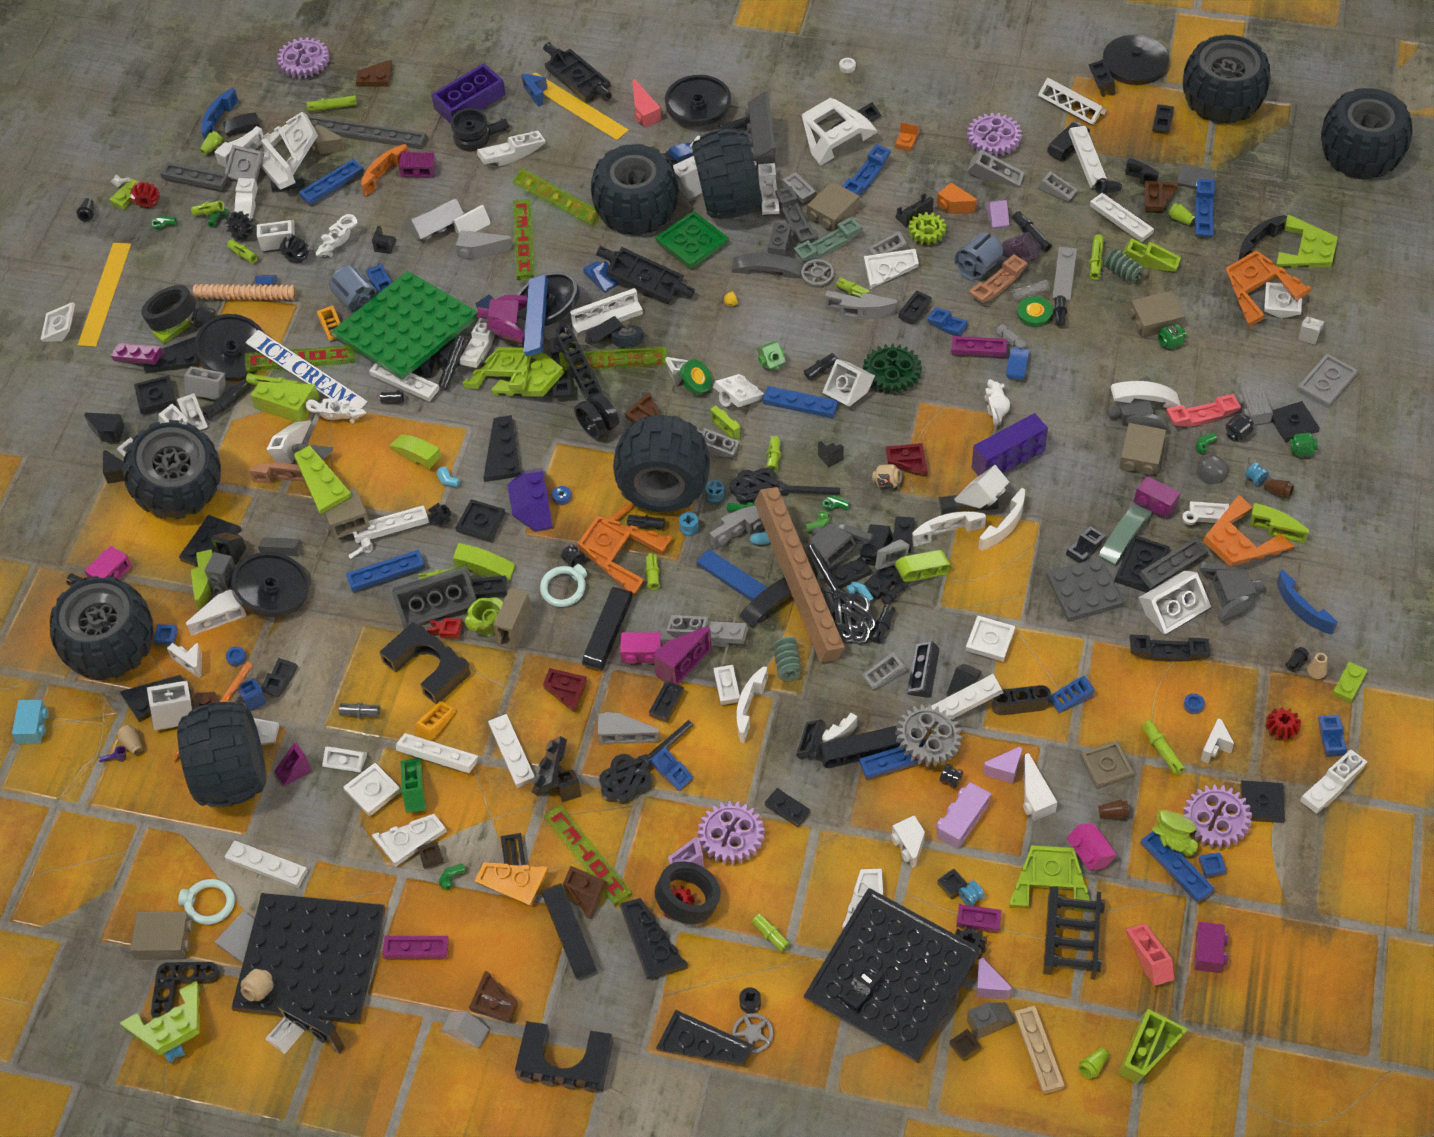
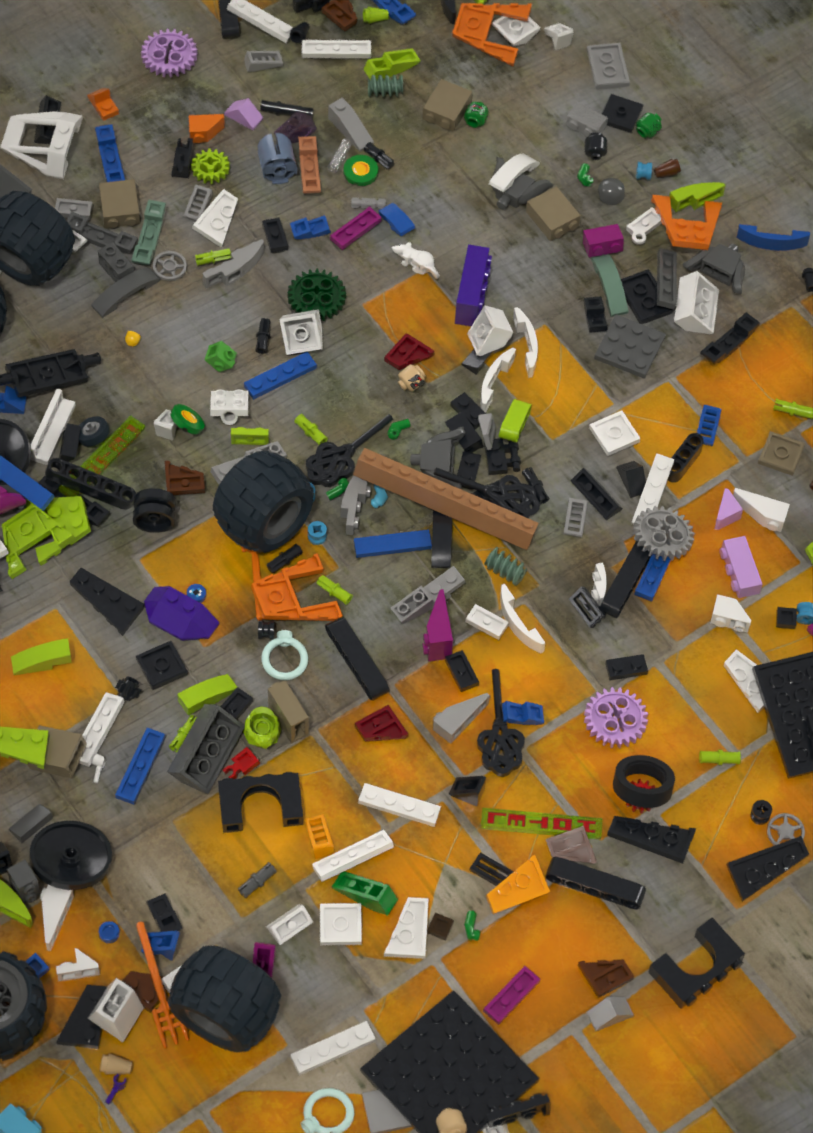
camera: 55 degrees left, 5 degrees up
(445, 479) = (92, 658): medium azure arm -> none
(549, 766) = (446, 789): black wing -> none
(639, 647) = (398, 650): dark pink brick -> none
(689, 852) = (611, 756): lavender slope -> none
(692, 239) = (43, 316): green plate -> none
(822, 521) = (405, 451): bright green arm -> none
(830, 454) = (350, 395): black panel -> none
(859, 588) = (491, 474): medium azure arm -> none
(951, 776) = (703, 548): black wheel -> none
(994, 170) = (203, 81): light grey slope -> none
(1096, 262) = (359, 98): lime pin -> none
(1194, 703) = (784, 365): blue tile -> none
(1204, 414) = (561, 152): coral slope -> none

